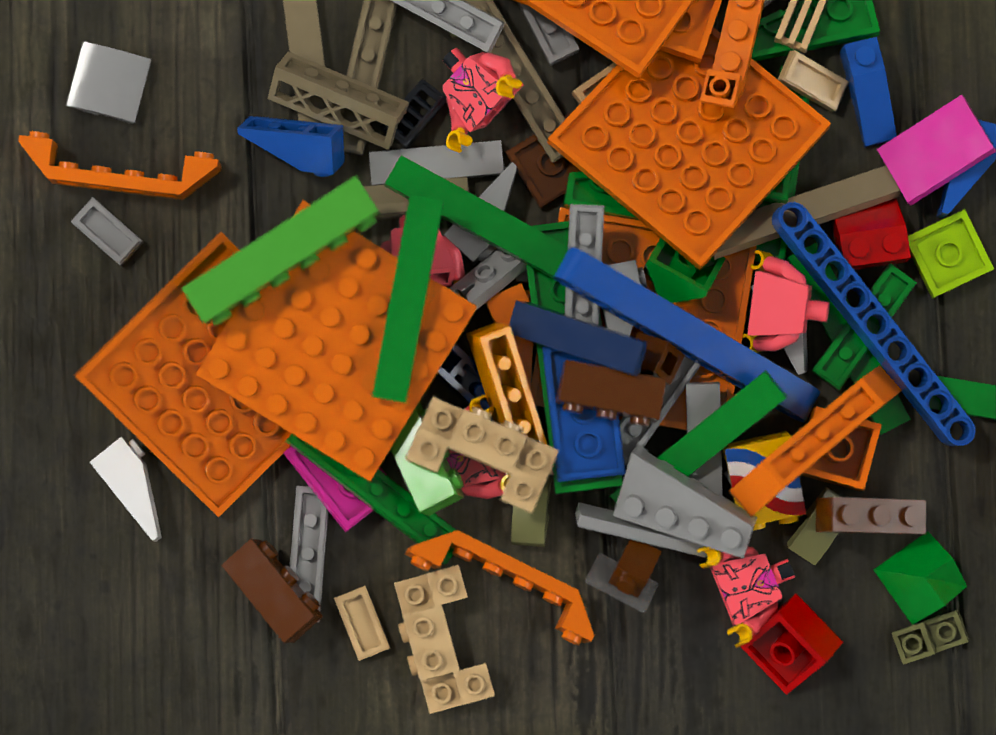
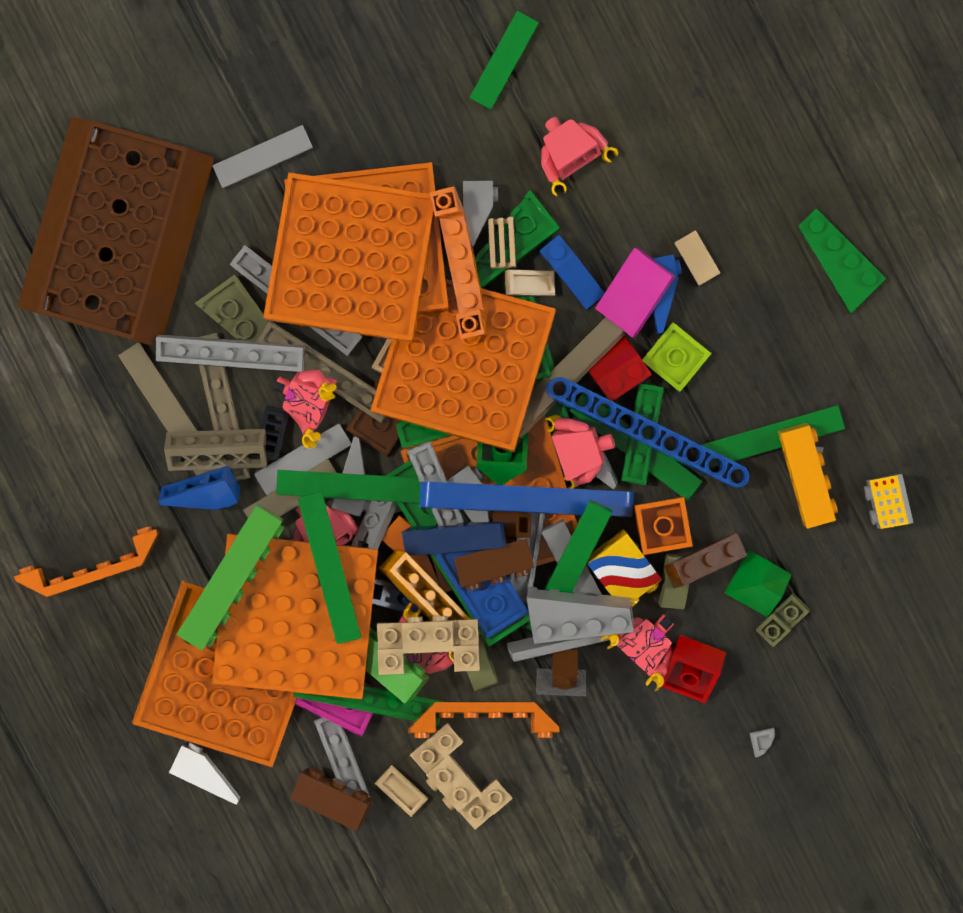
camera: 20 degrees left, 5 degrees up
(107, 231) = (103, 611): light grey tile -> none
(108, 82) = (55, 510): light grey slope -> none
(814, 440) = (645, 528): orange slope -> none

